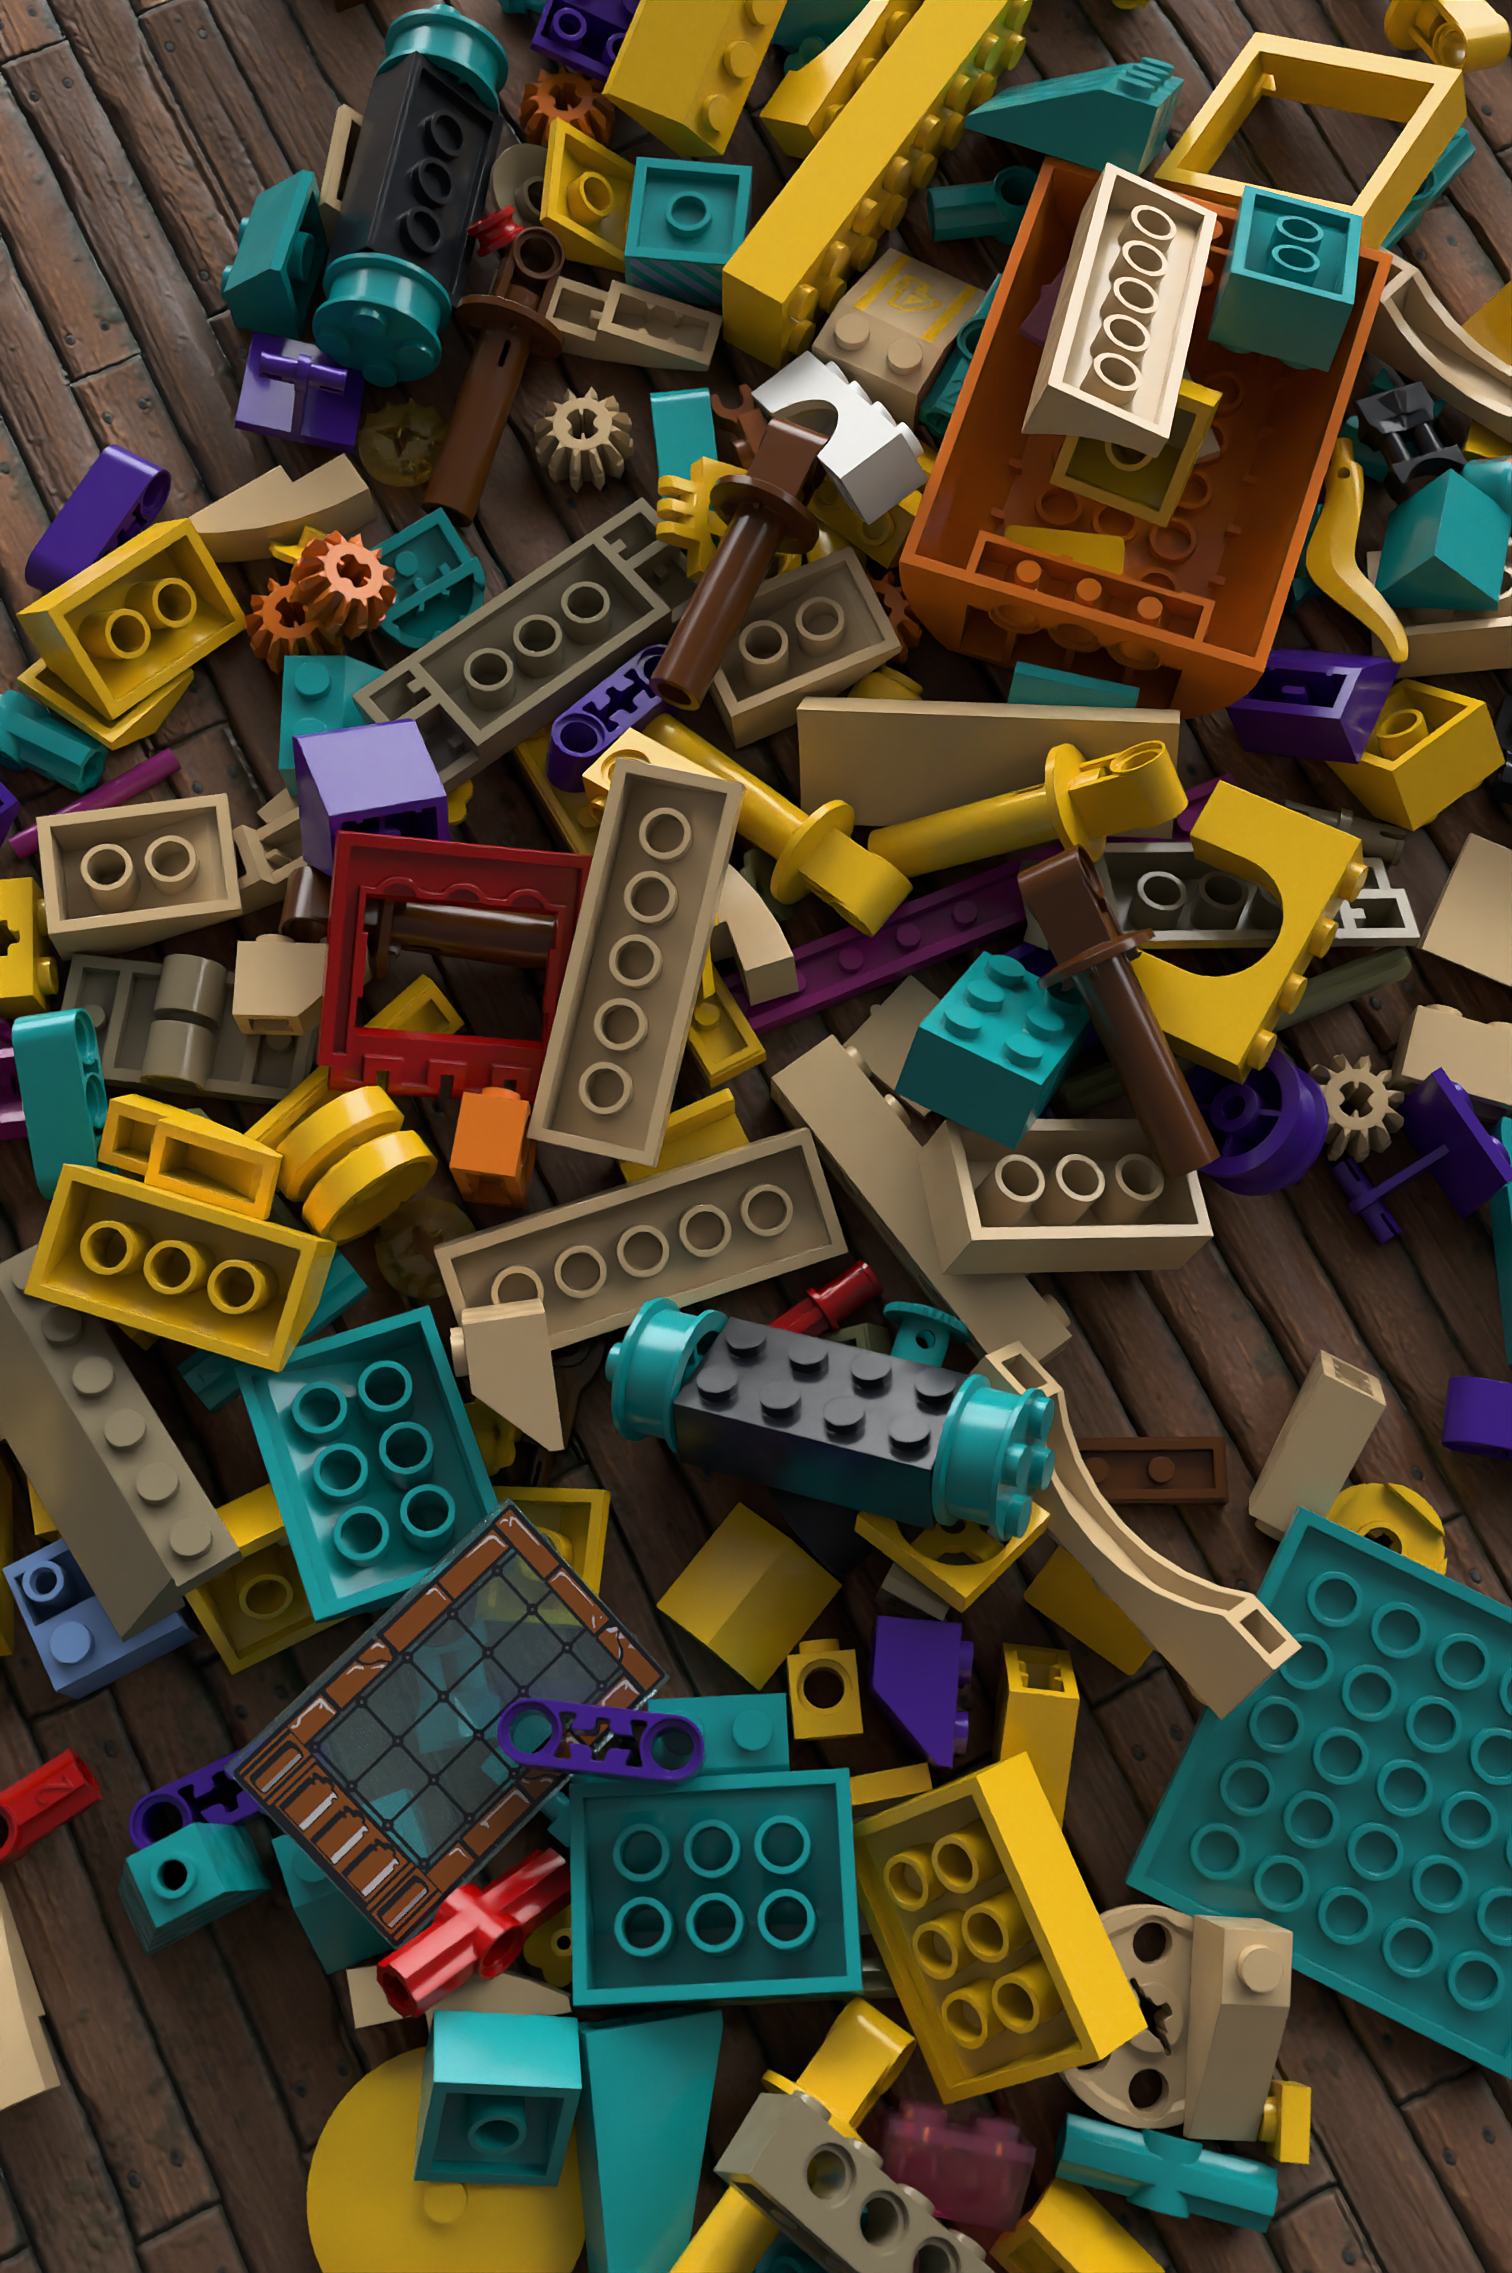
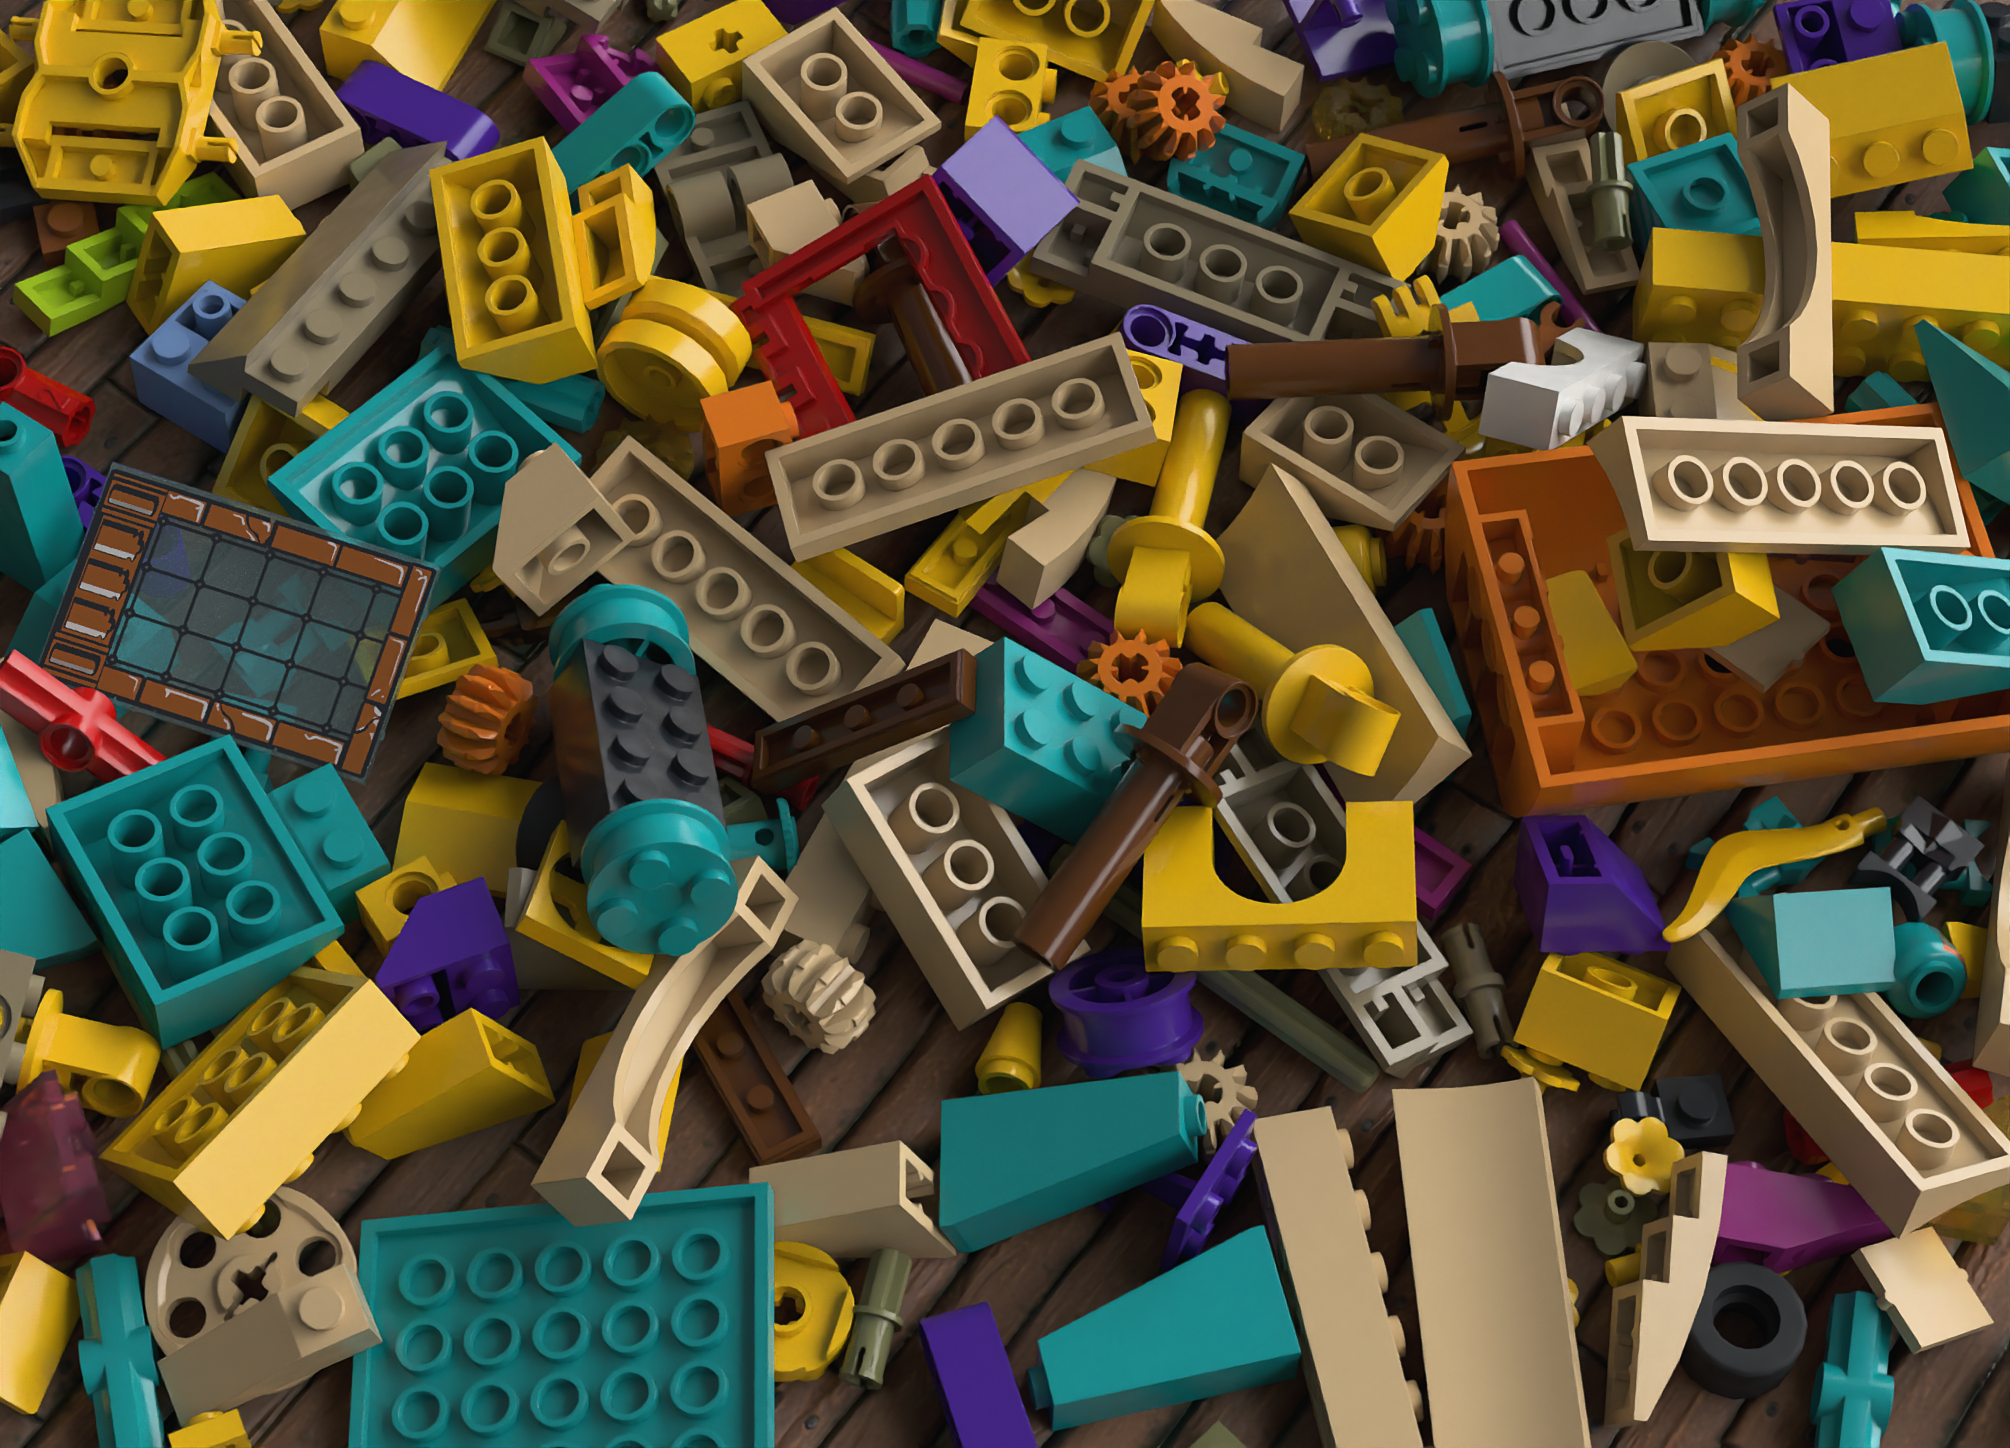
camera: 60 degrees right, 15 degrees down
(208, 734) = (1010, 83): none -> yellow brick
(495, 230) = (1584, 64): red bush -> none
(543, 479) = (1376, 206): none -> yellow slope
(588, 1723) = (282, 755): dark purple beam -> none
(637, 285) = (1609, 193): none -> olive axle
(639, 390) = (1520, 244): none -> magenta bar
(662, 1529) = (487, 719): none -> orange gear
(887, 1192) = (865, 722): none -> reddish brown tile
(907, 217) = (1789, 354): none -> tan arch
(932, 924) = (1131, 670): none -> orange gear
(1105, 1370) = (818, 996): none -> tan gear
(1236, 1242) = (1012, 1052): none -> yellow cone
(1356, 1248) = (1058, 1149): none -> teal slope
(1421, 1475) = (876, 1319): none -> olive axle
(1444, 831) = (1544, 1074): none -> yellow plant

